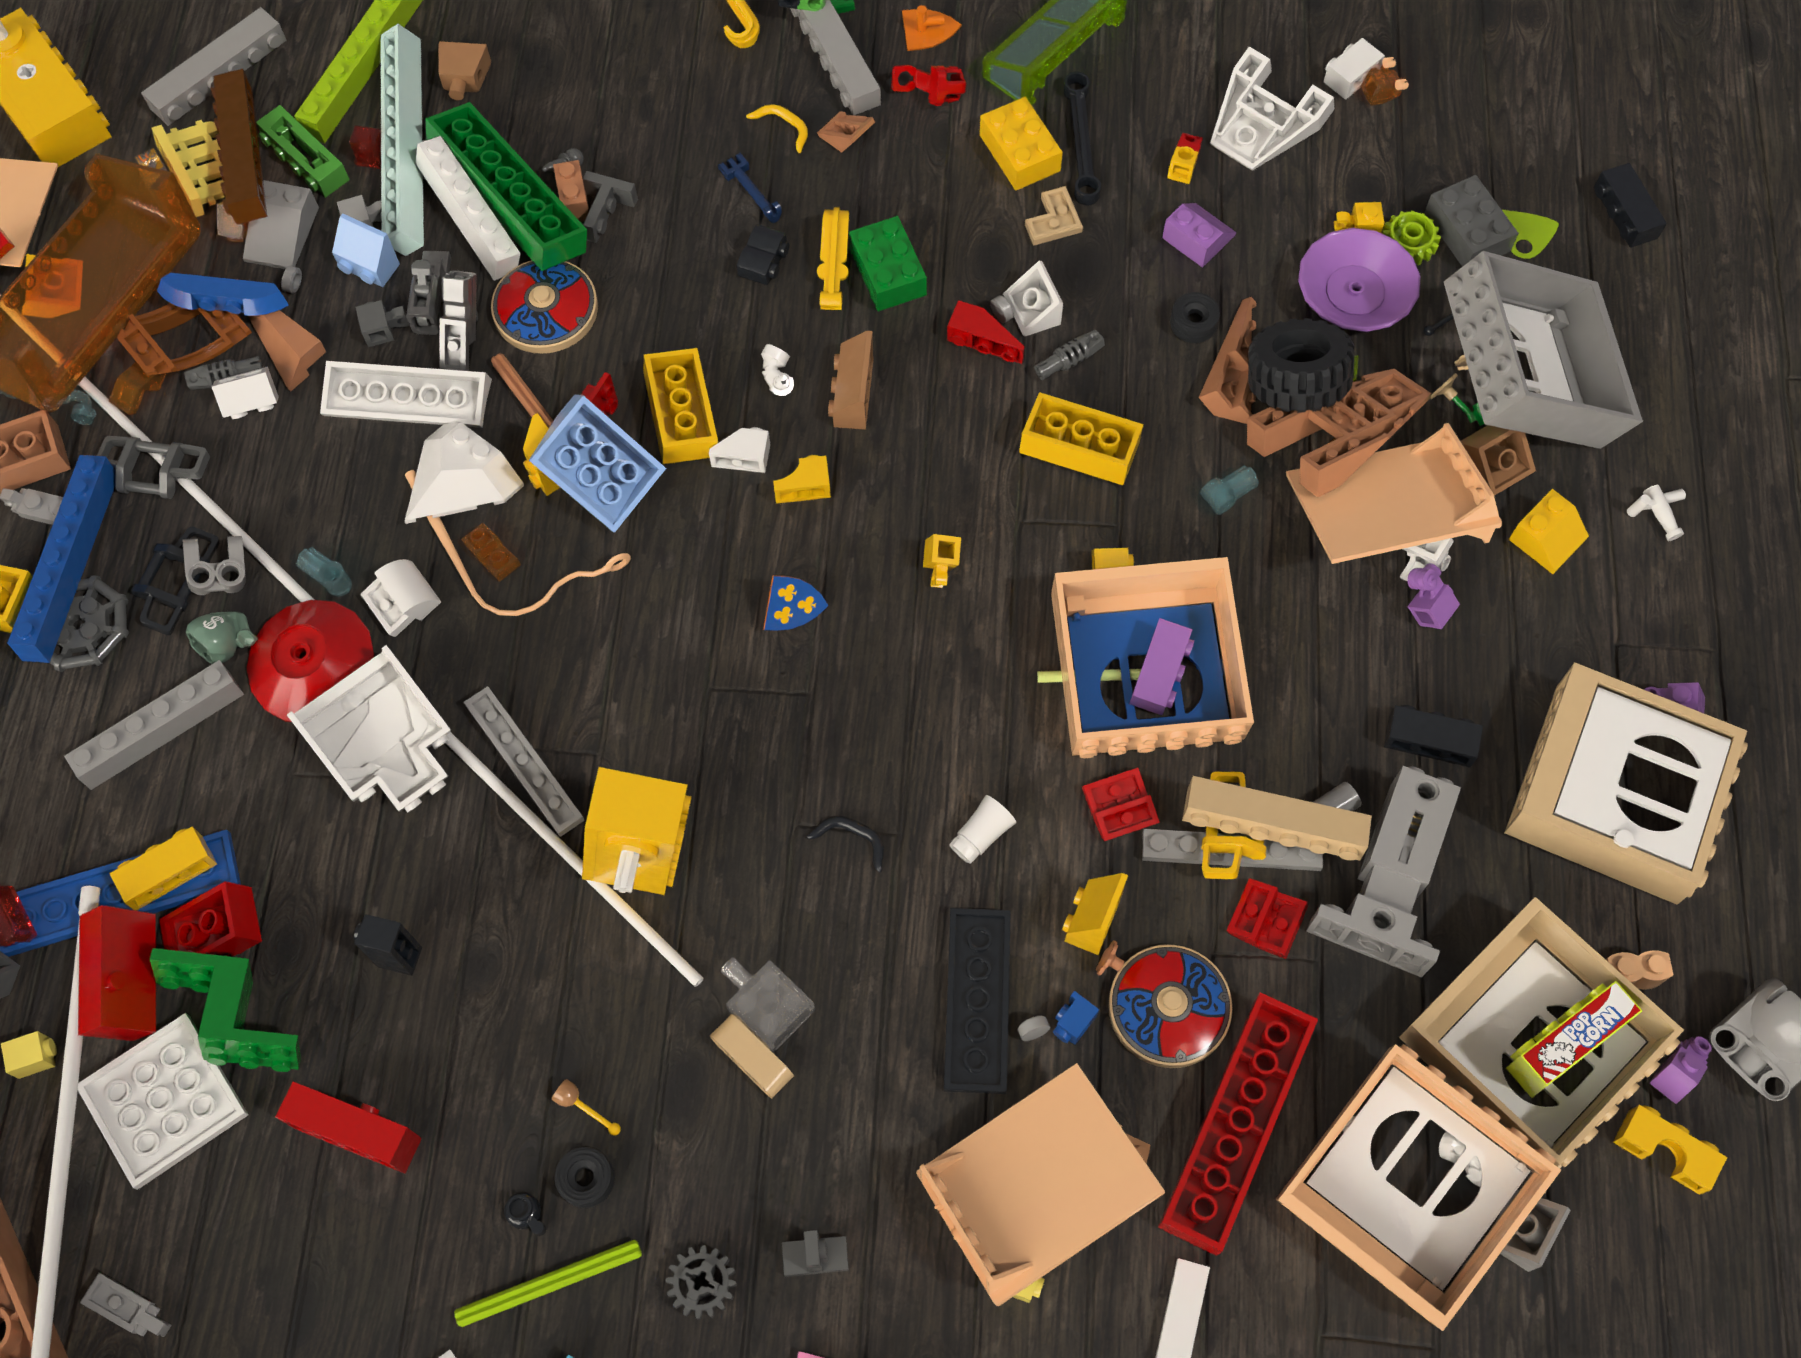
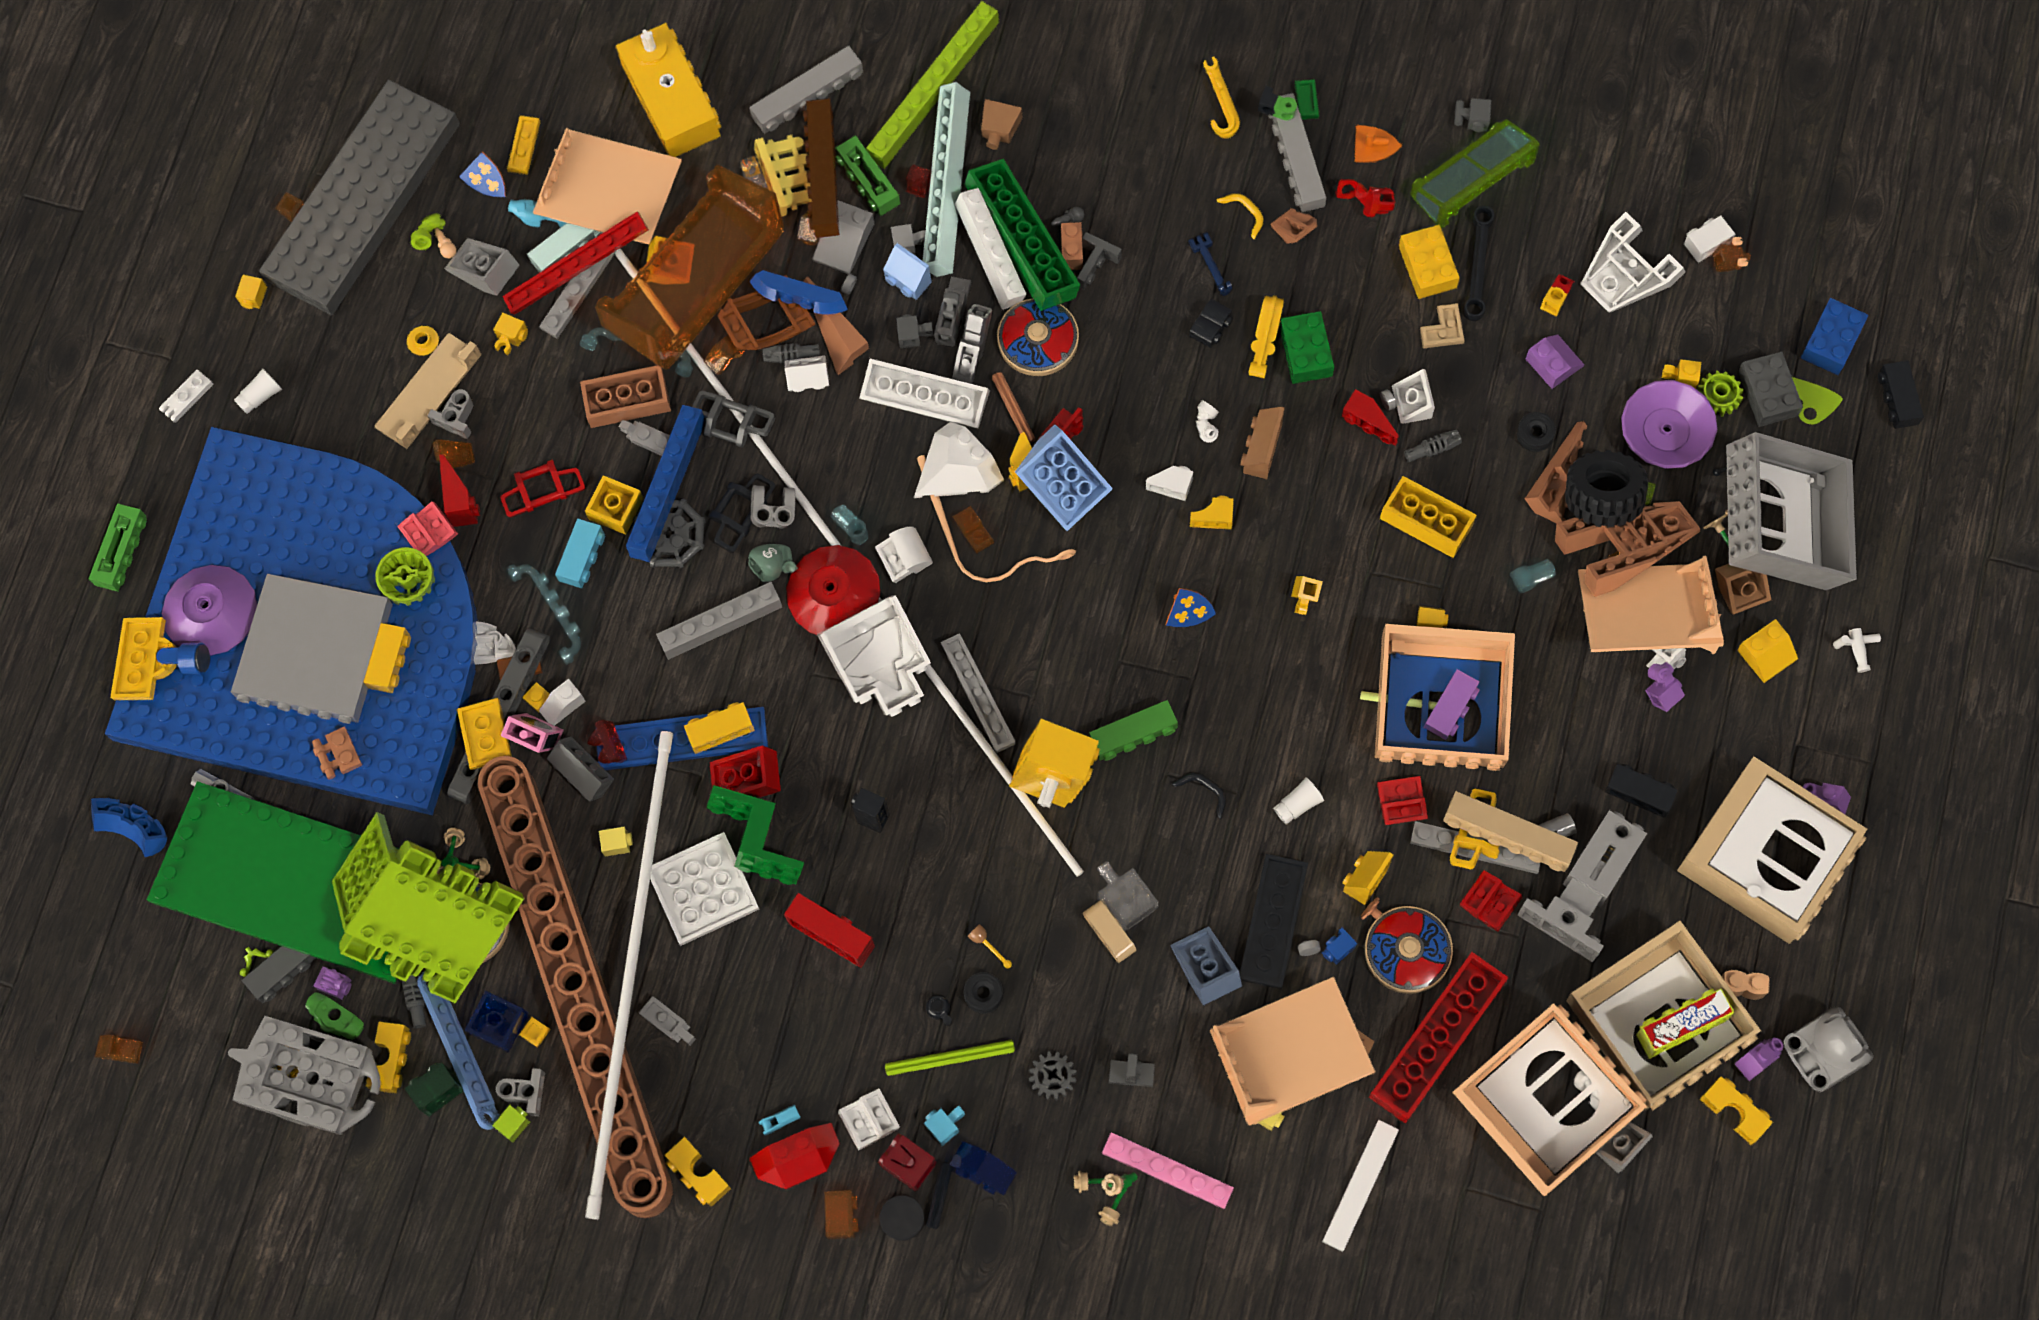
camera: 15 degrees right, 5 degrees up
(116, 974) = (682, 796): red brick -> none
(679, 405) = (1129, 438): yellow brick -> none
(742, 774) = (1134, 730): none -> bright green brick
(896, 1079) = (1206, 965): none -> sand blue slope
(1532, 152) = (1834, 336): none -> blue brick

